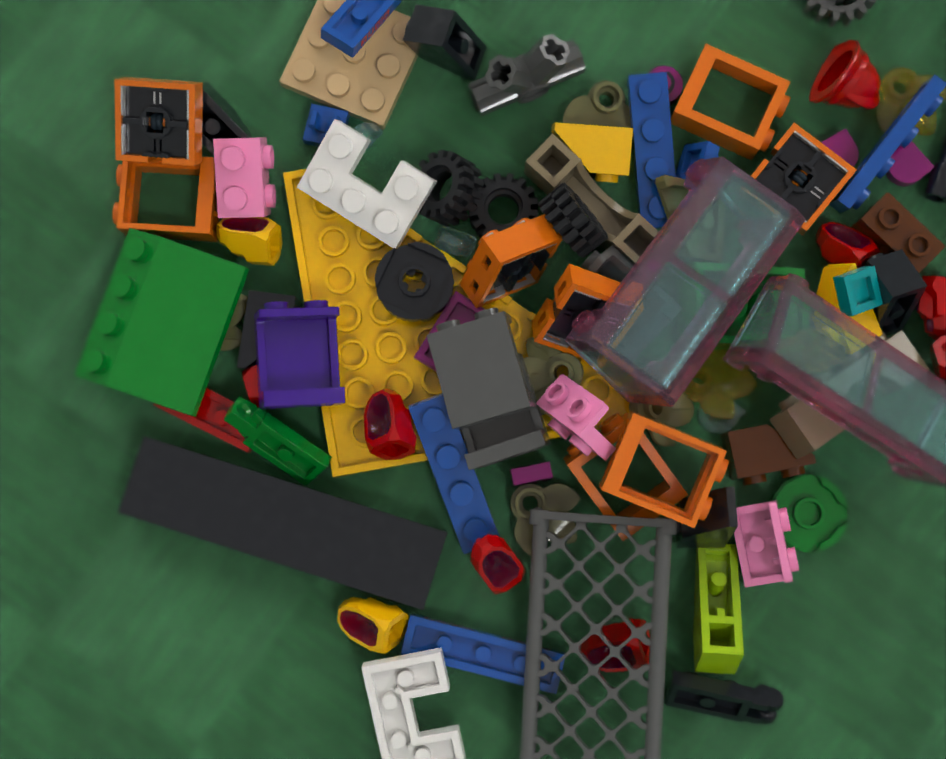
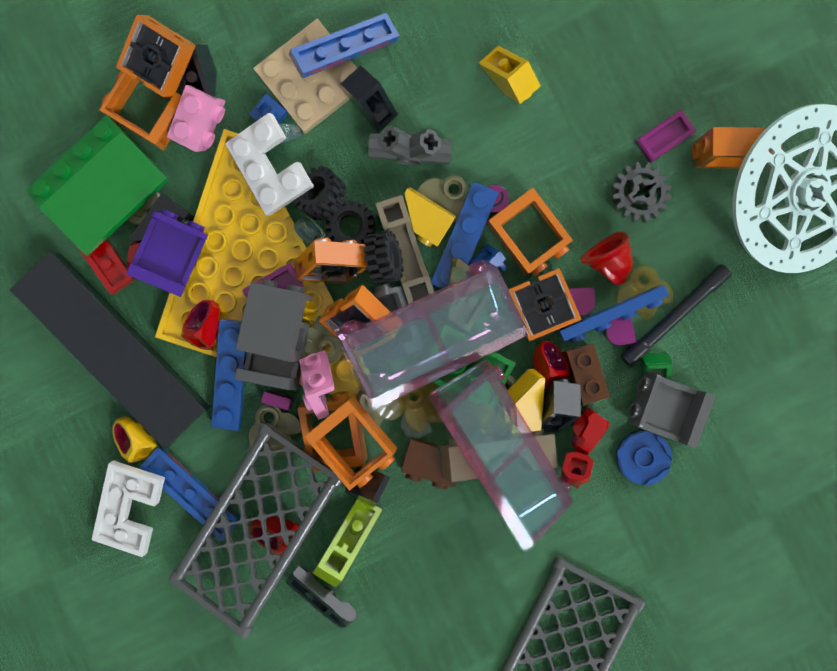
camera: 25 degrees right, 5 degrees up
(251, 238) = (183, 162): yellow rock -> none
(277, 441) = (129, 297): green hinge -> none
(406, 261) = (283, 244): black plate -> none
(496, 563) = (225, 444): rock -> none
(763, 544) = (396, 518): bright pink bracket -> none
(814, 510) = (436, 514): green tile -> none
(858, 290) = (536, 396): teal tile -> none

